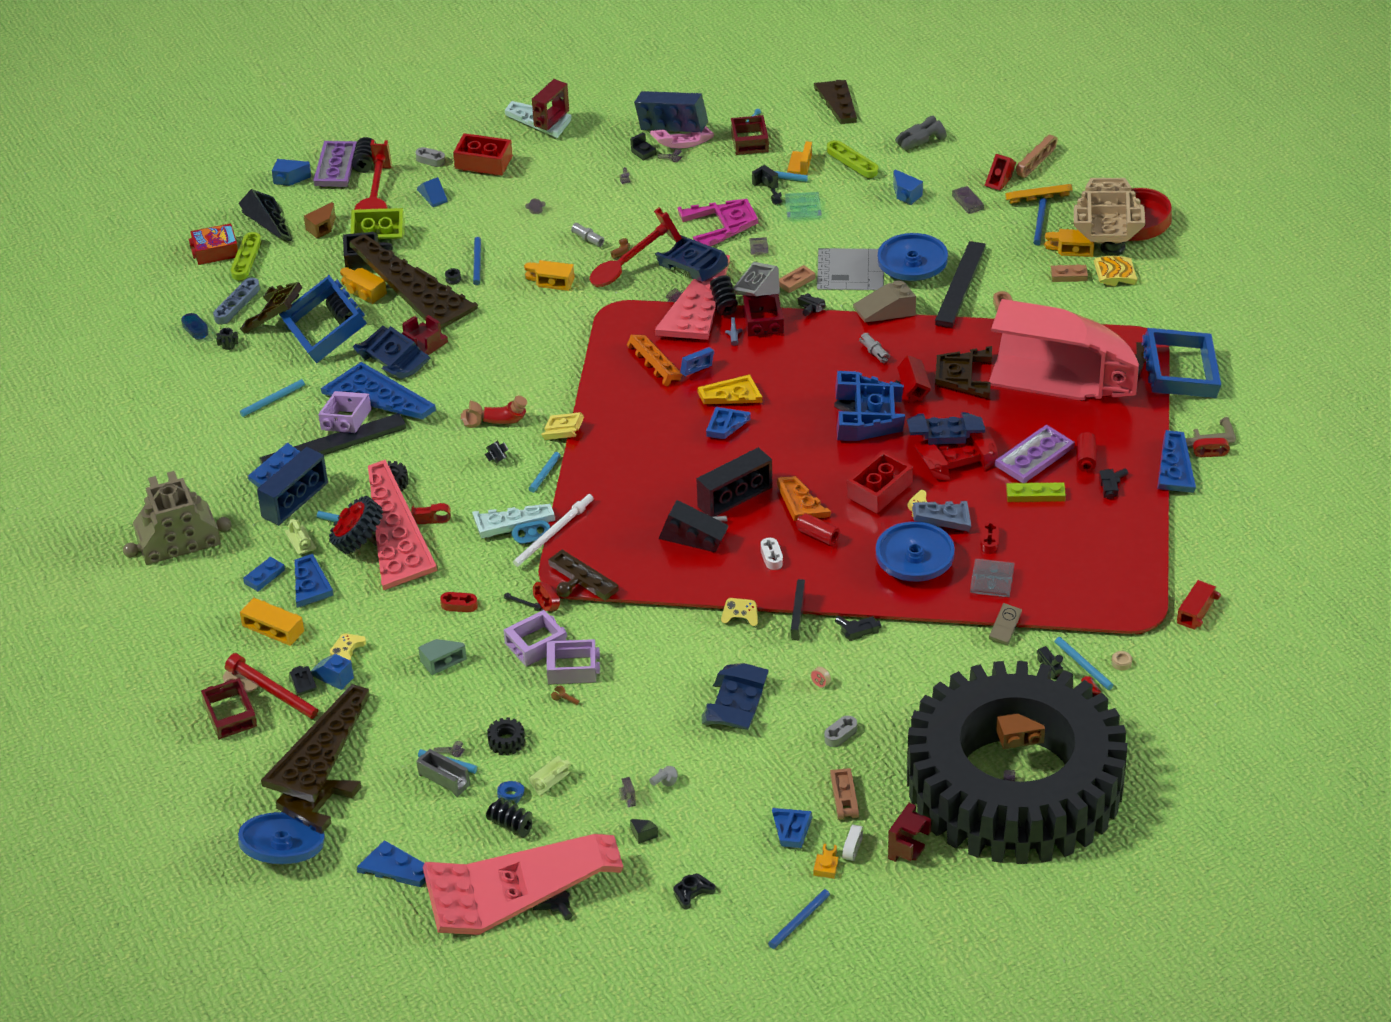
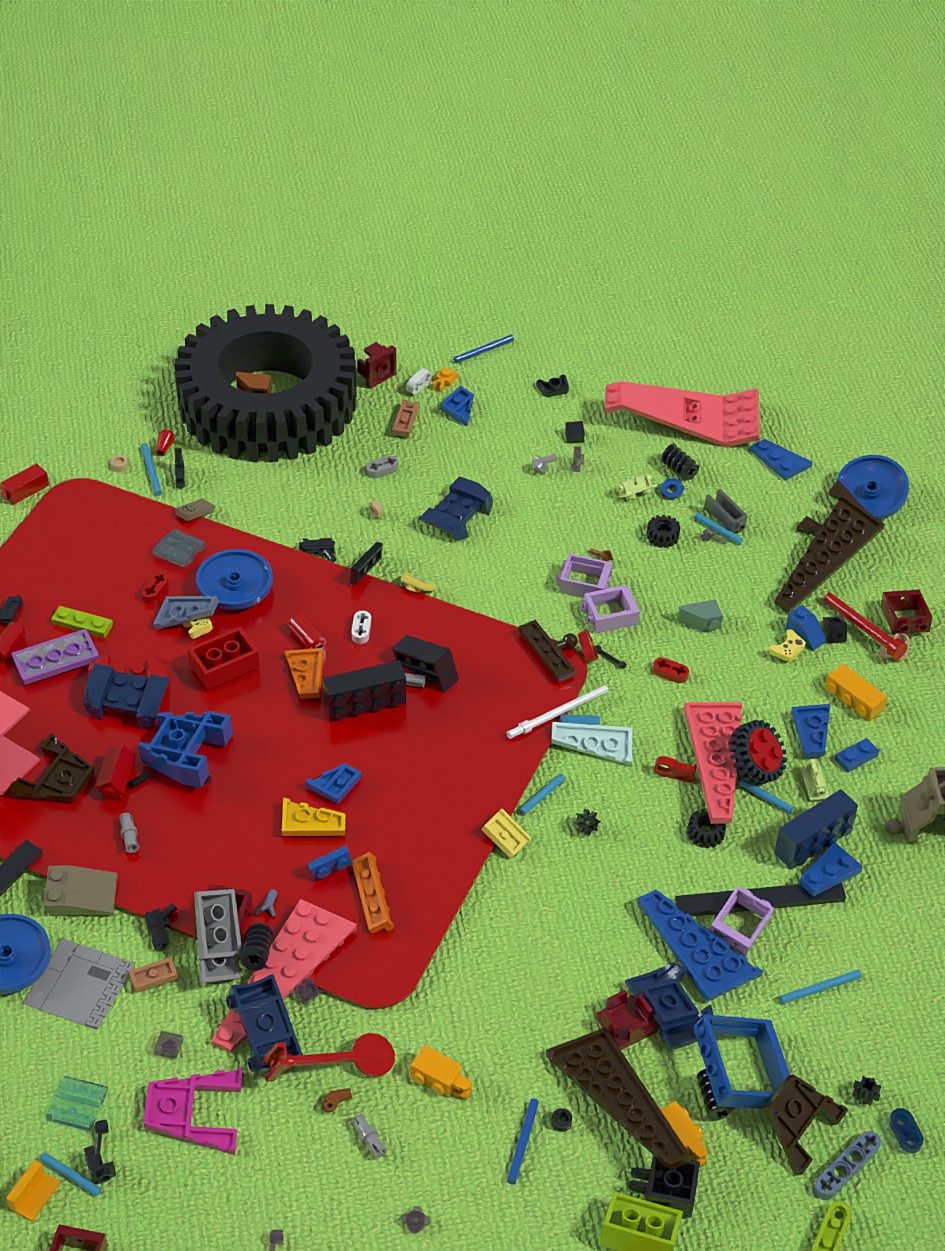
camera: 165 degrees left, 5 degrees up
(507, 414) = (565, 874): piece -> none

